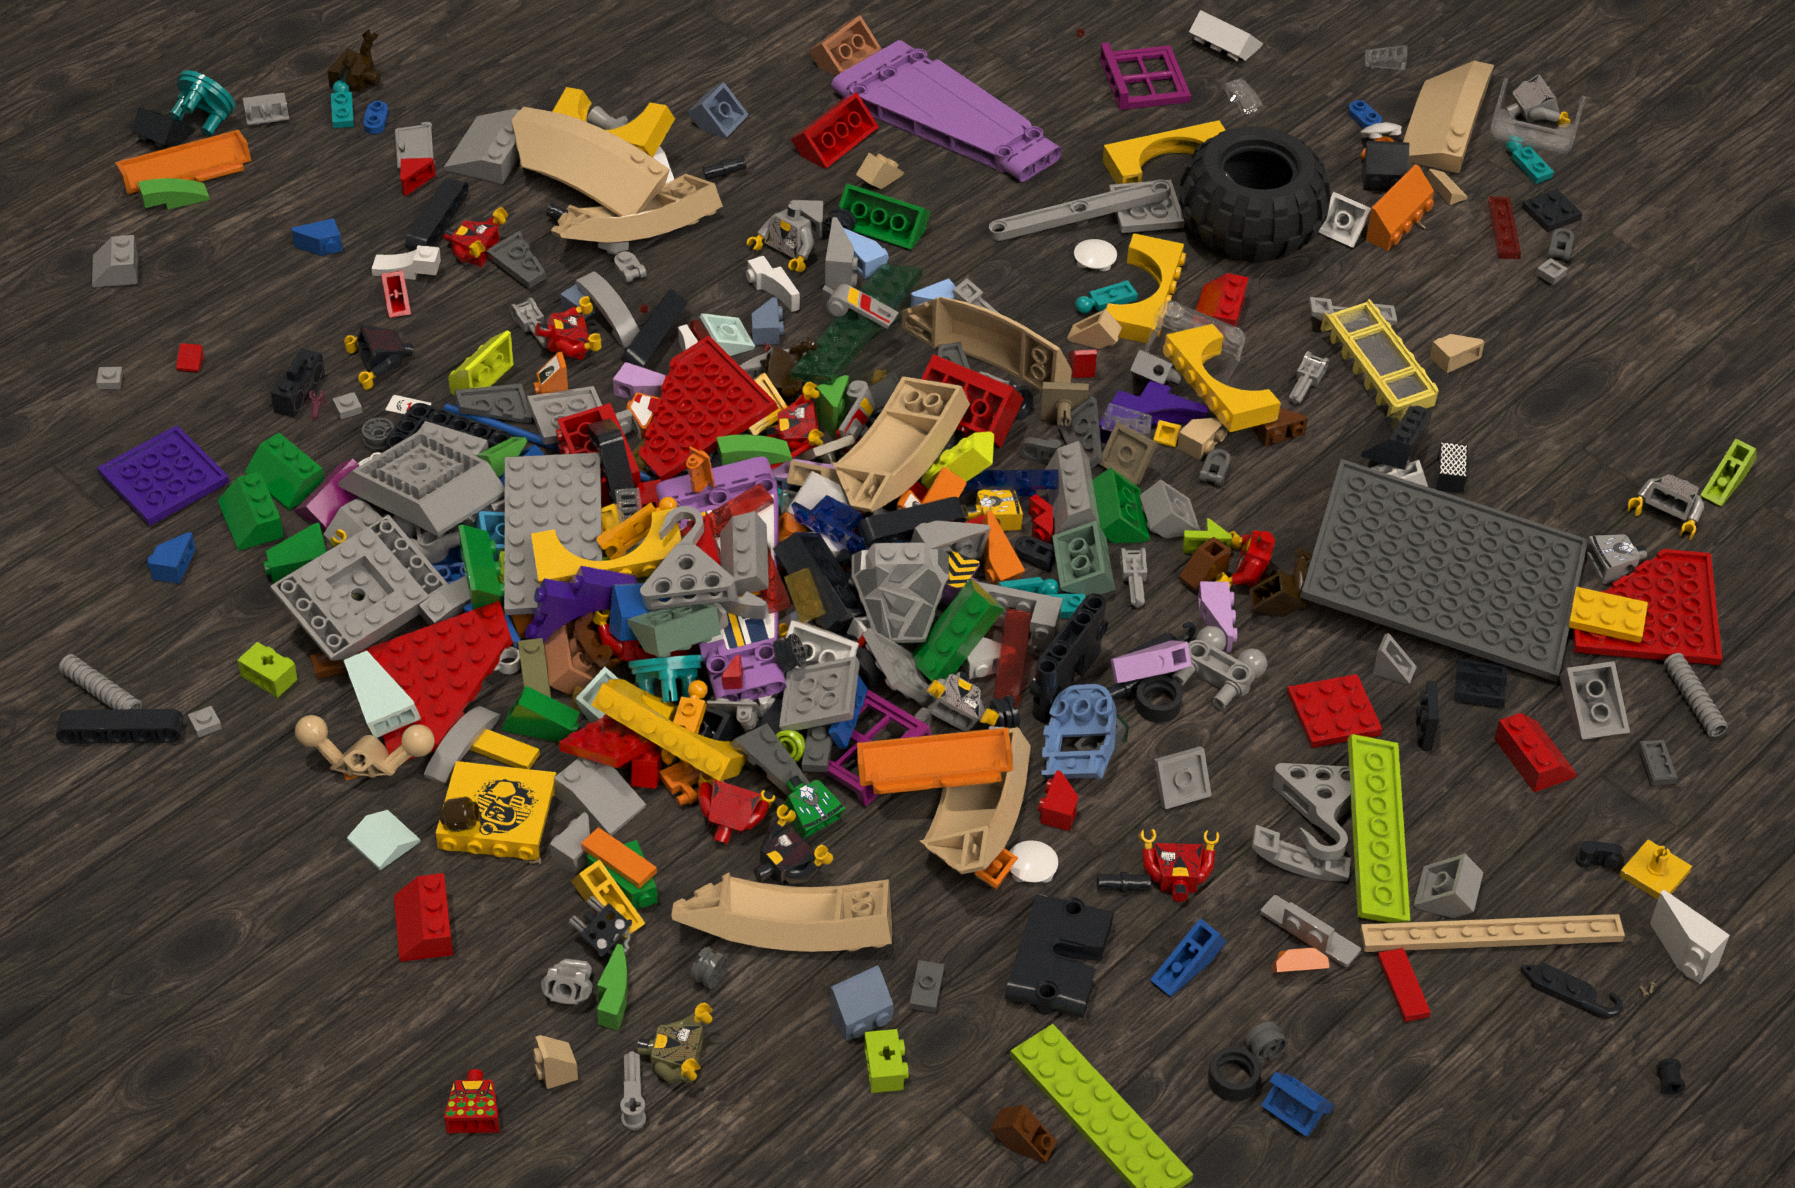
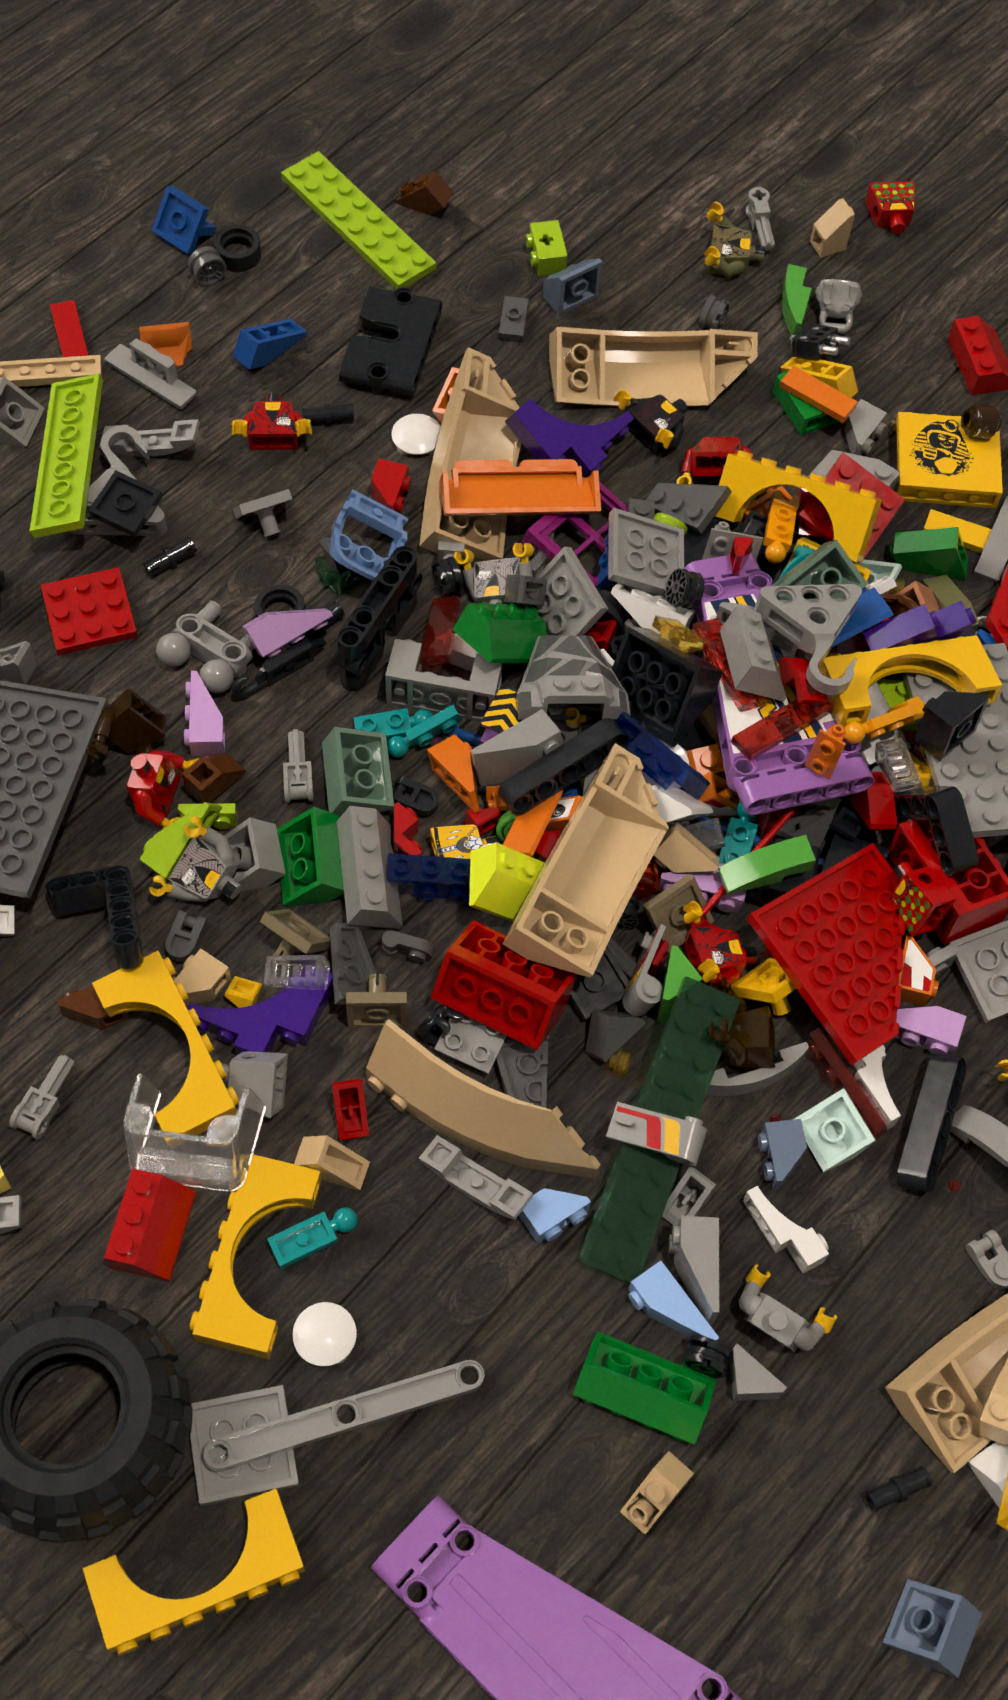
camera: 175 degrees right, 15 degrees up
(584, 506) = (949, 721): none -> black slope
(603, 667) = (882, 584): none -> white tile
(637, 433) = (921, 898): none -> red torso
(813, 806) = (638, 466): green torso -> none
(835, 131) = (738, 1591): red slope -> none
(871, 824) = (557, 439): none -> dark purple arch
(937, 666) = (525, 590): none -> dark grey slope
(1208, 495) = (203, 869): none -> light grey torso
(1228, 511) = (169, 844): none -> lime slope
(1266, 749) = (169, 557): none -> black pin
(1272, 462) = (101, 888): none -> black beam
(1312, 767) = (125, 503): none -> black plate

